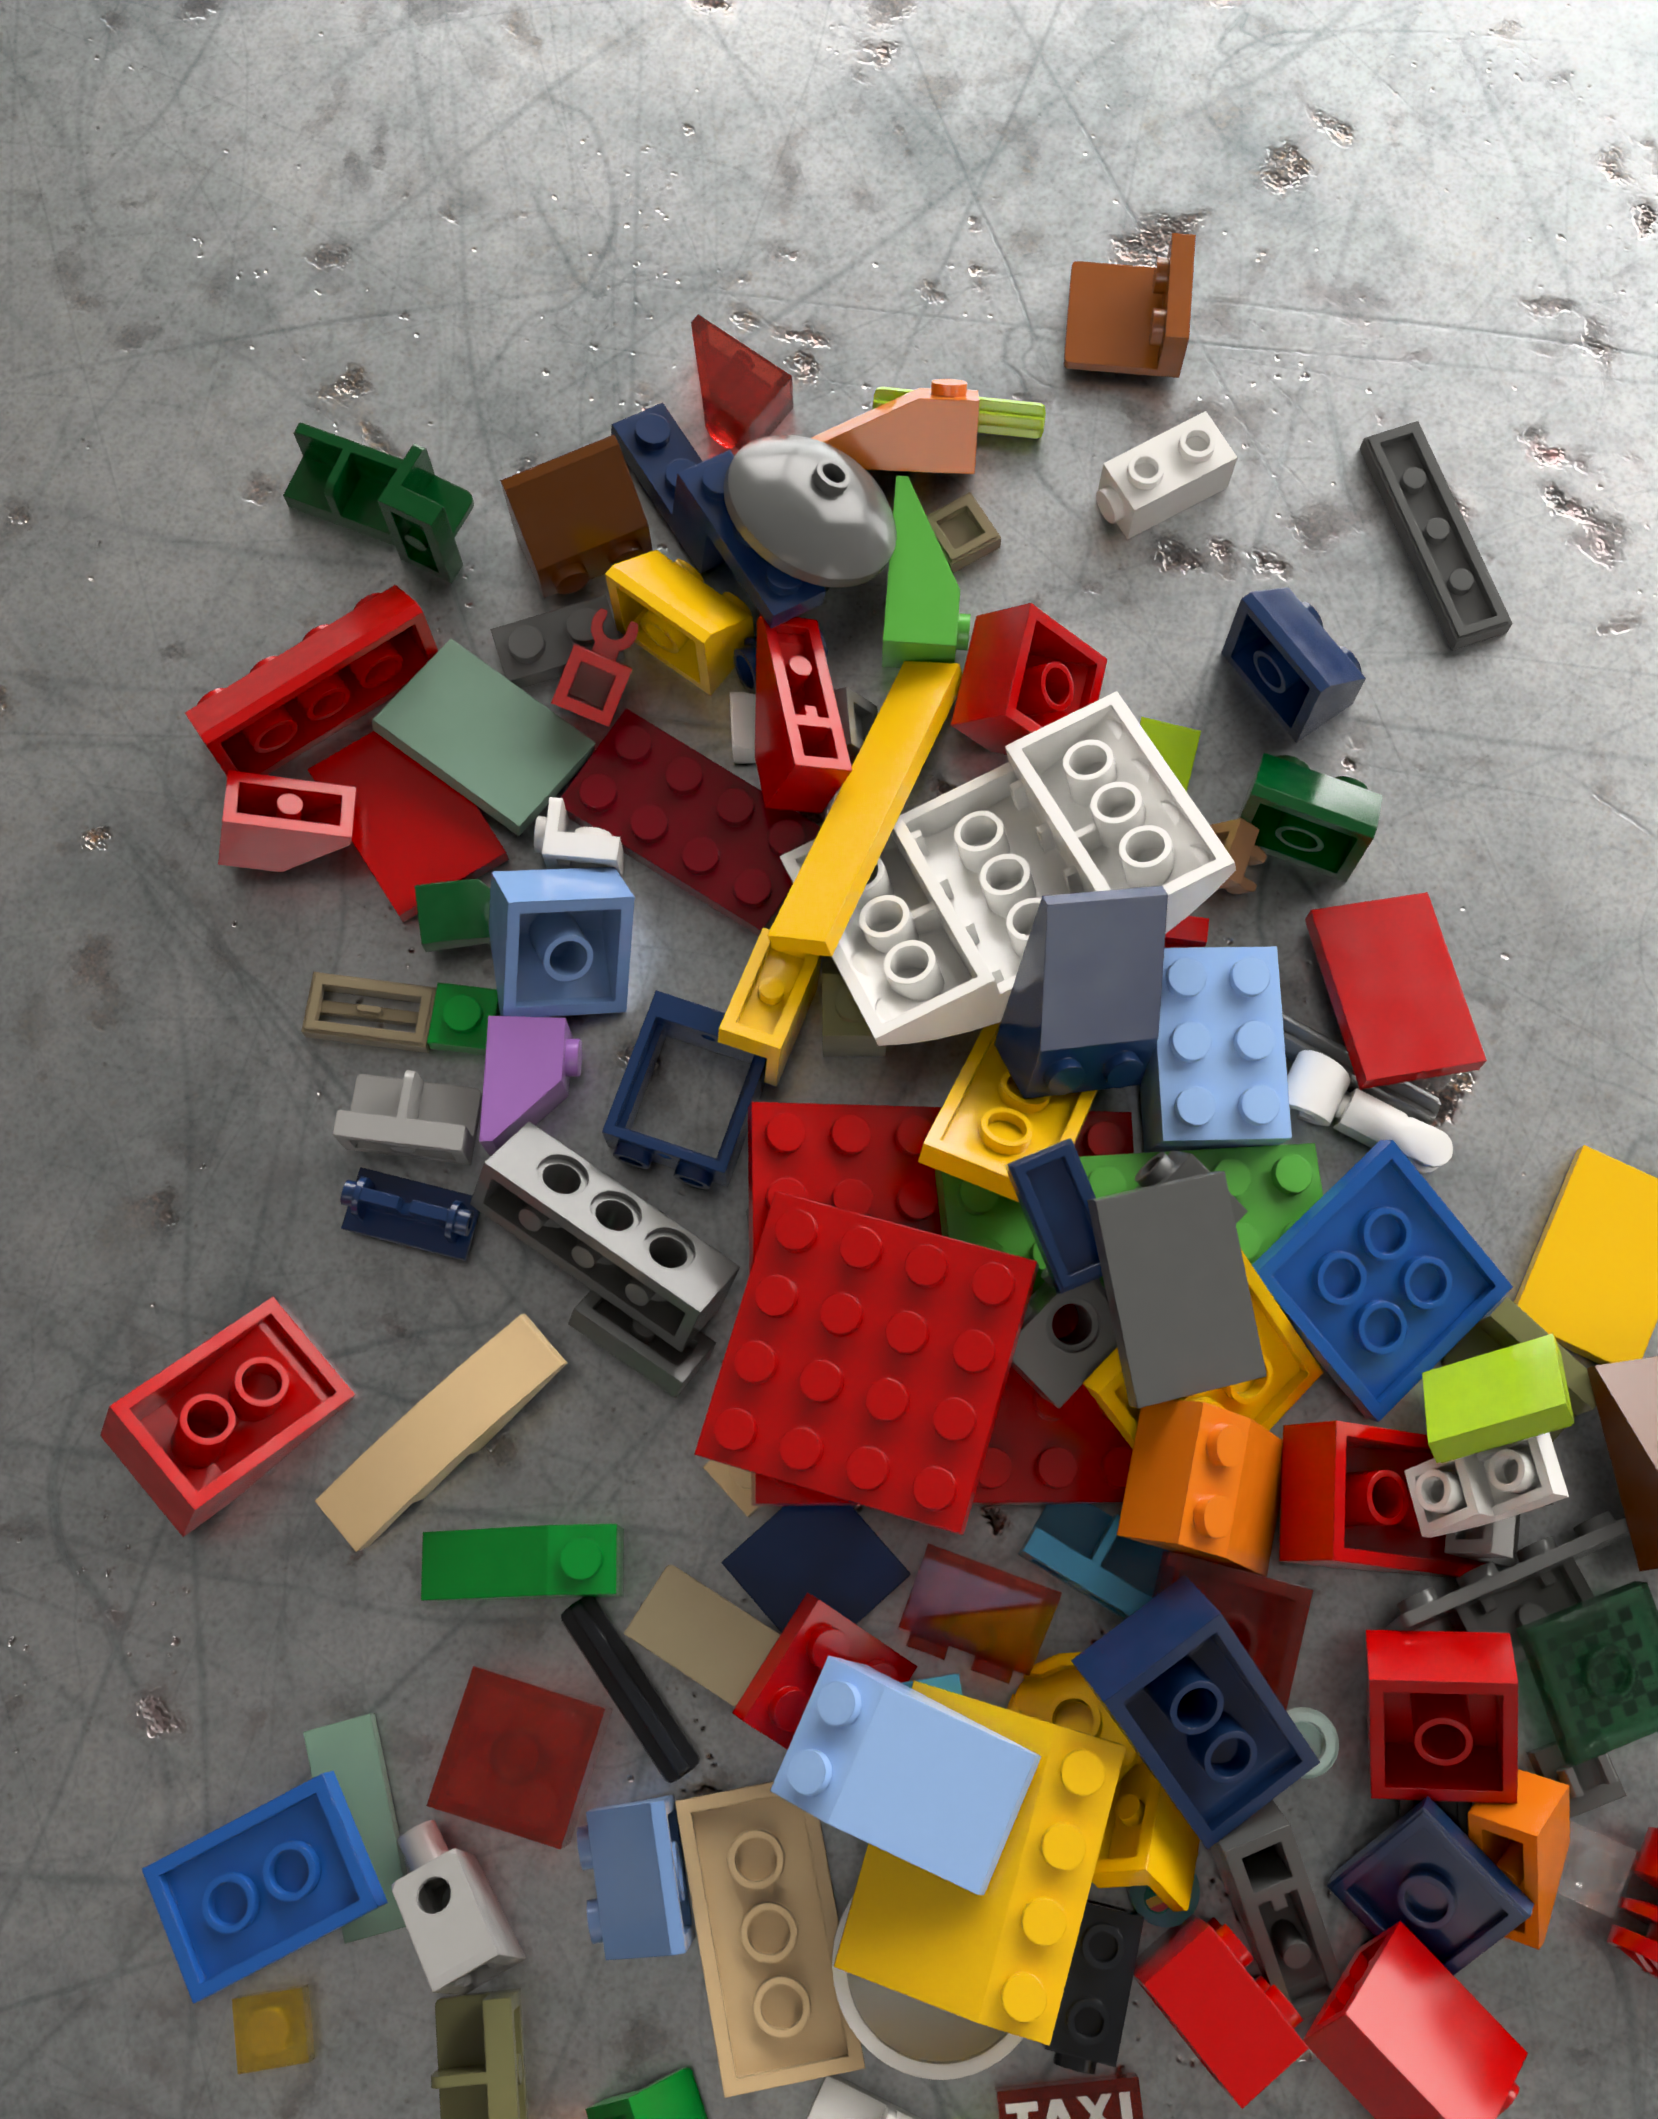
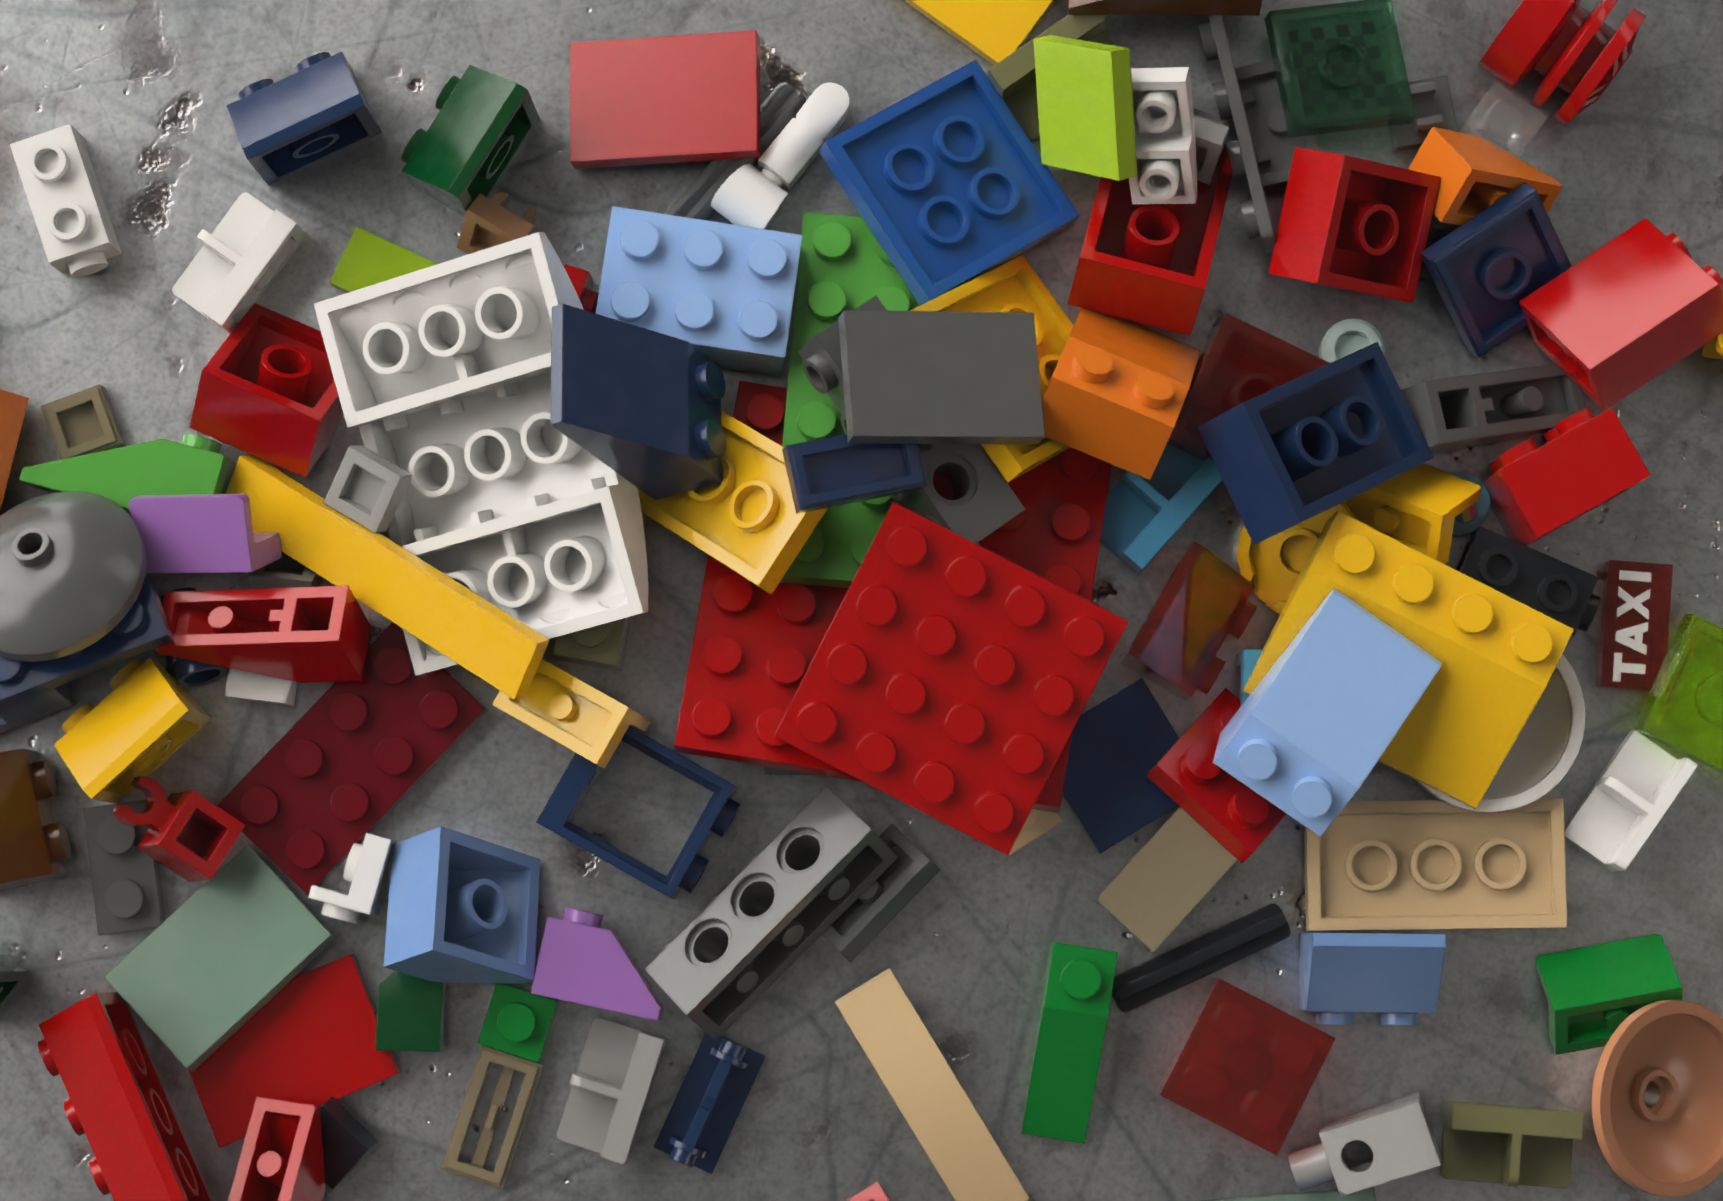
camera: 75 degrees left, 10 degrees up
(326, 876) = (343, 1142): none -> black tile
(875, 637) = (201, 534): none -> medium lavender panel
(950, 776) = (367, 488): none -> light grey plate
(1143, 637) = (238, 261): none -> white panel

